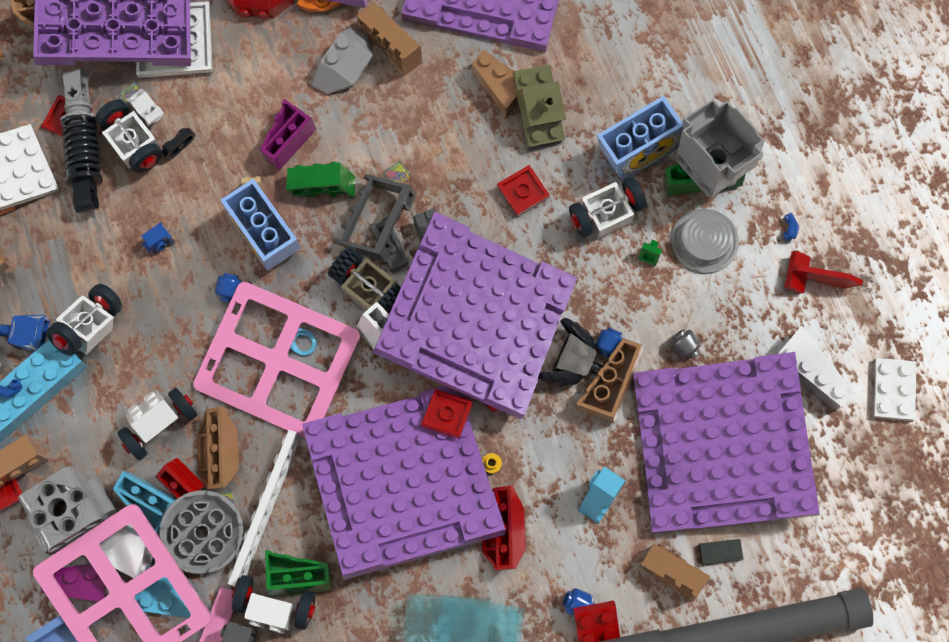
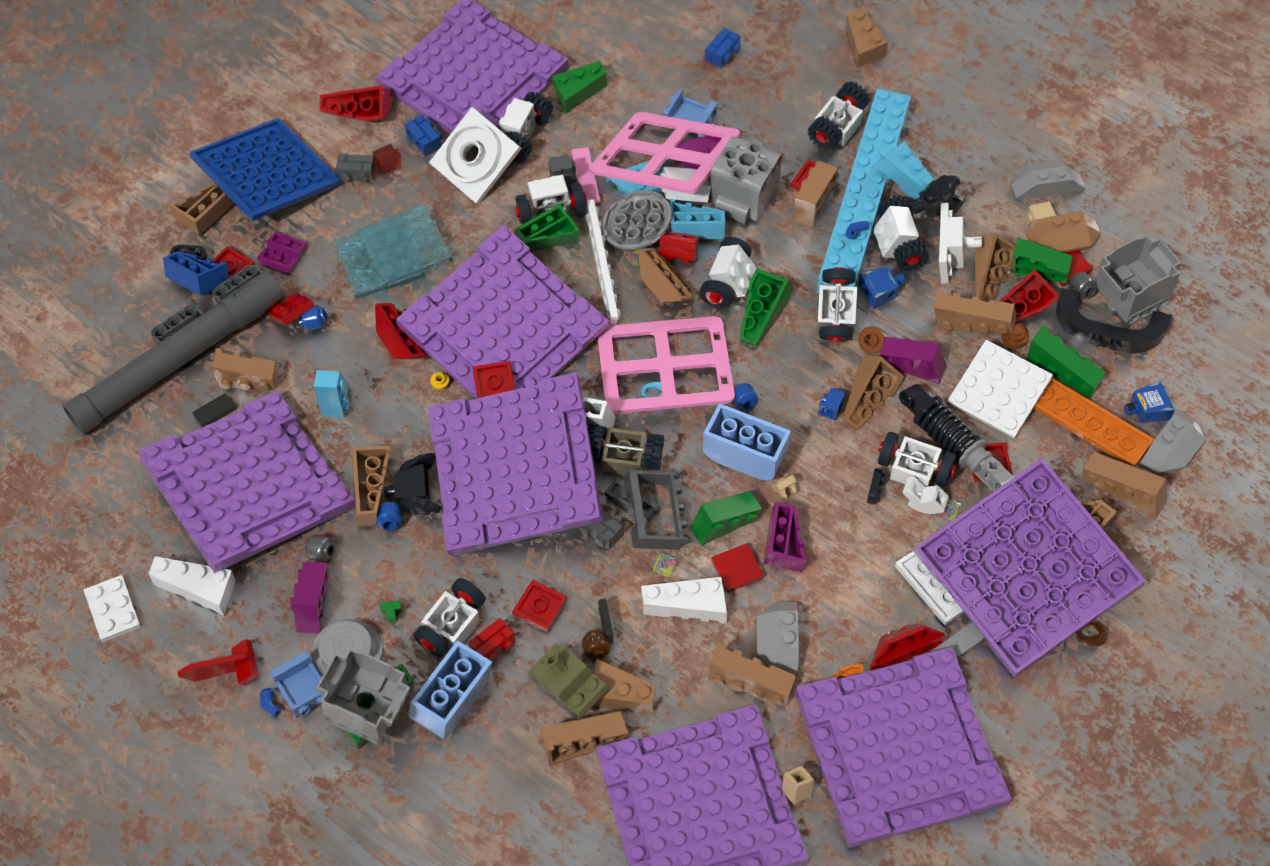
camera: 150 degrees right, 15 degrees down
(57, 240) = (915, 358): none -> magenta wedge
(77, 280) = (871, 339): none -> dark orange plate
(107, 240) = (871, 387): none -> medium nougat wedge
(144, 373) = (764, 303): none -> green wedge
(339, 138) = (737, 567): none -> red tile
(399, 127) = (686, 599): none -> white wedge
(476, 146) = (605, 620): none -> pearl dark grey tile
(497, 129) = (595, 645): none -> reddish brown head
(565, 62) = (581, 736): none -> medium nougat wedge
(580, 178) = (493, 640): none -> red brick
(715, 301) = (309, 596): none -> magenta wedge
(757, 225) = (298, 684): none -> medium blue panel

